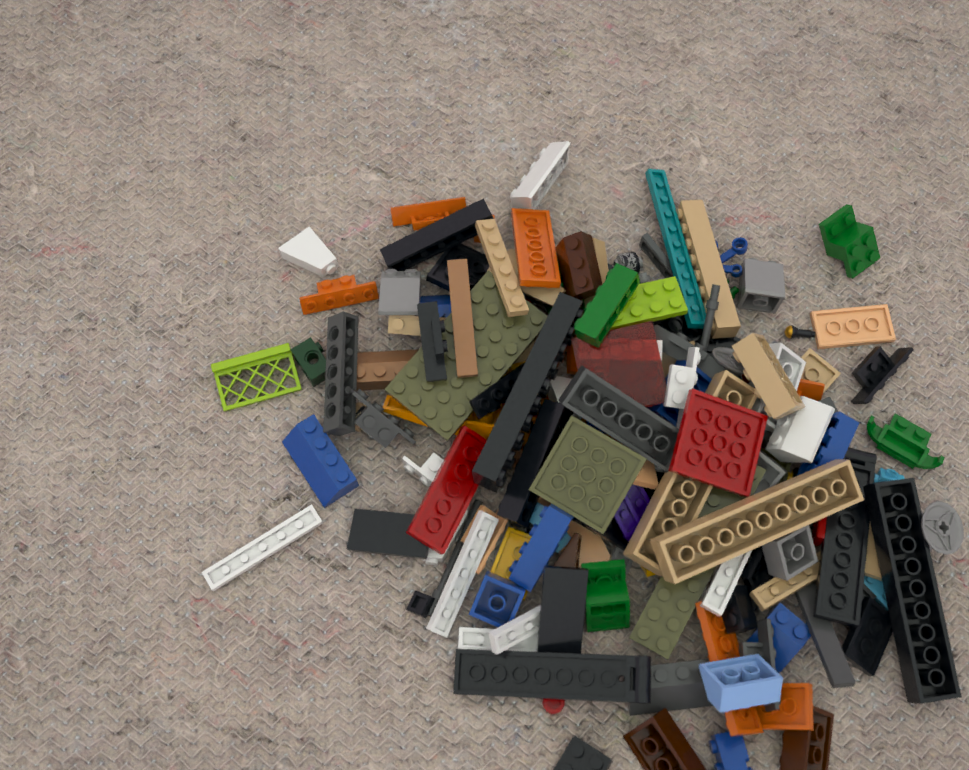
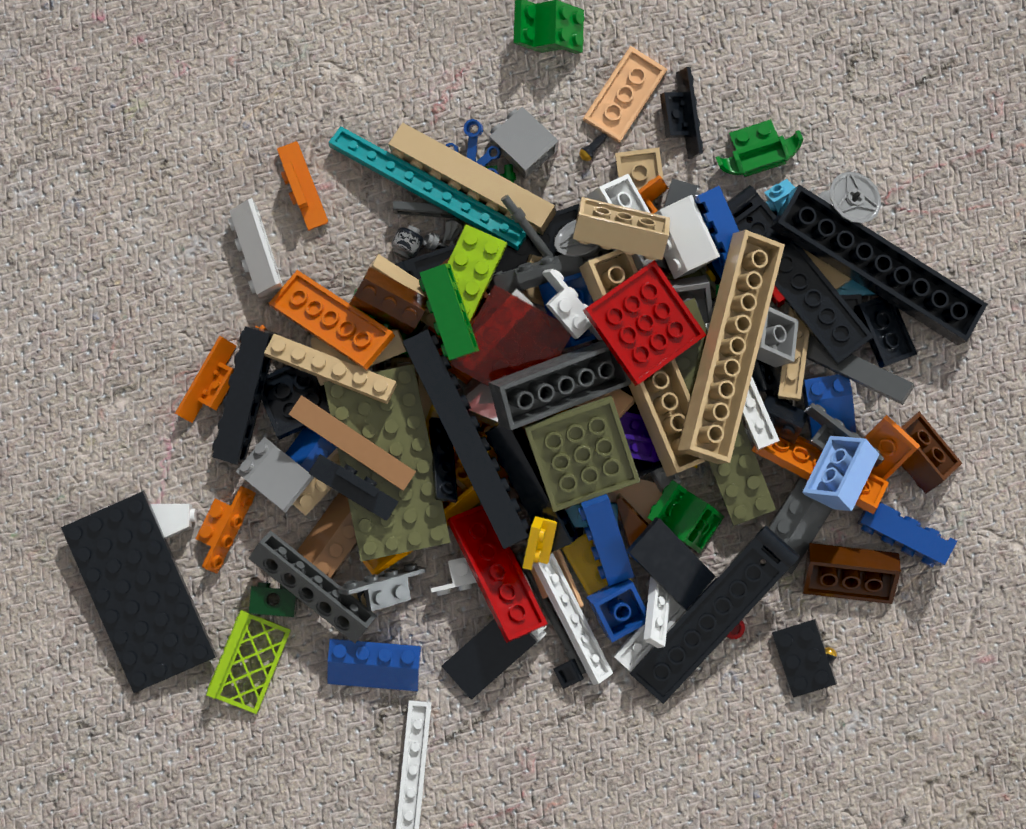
camera: 50 degrees left, 15 degrees up
(250, 274) = (139, 592): none -> black plate
(497, 497) = (539, 542): none -> yellow bracket
(604, 175) = (302, 185): none -> orange bracket

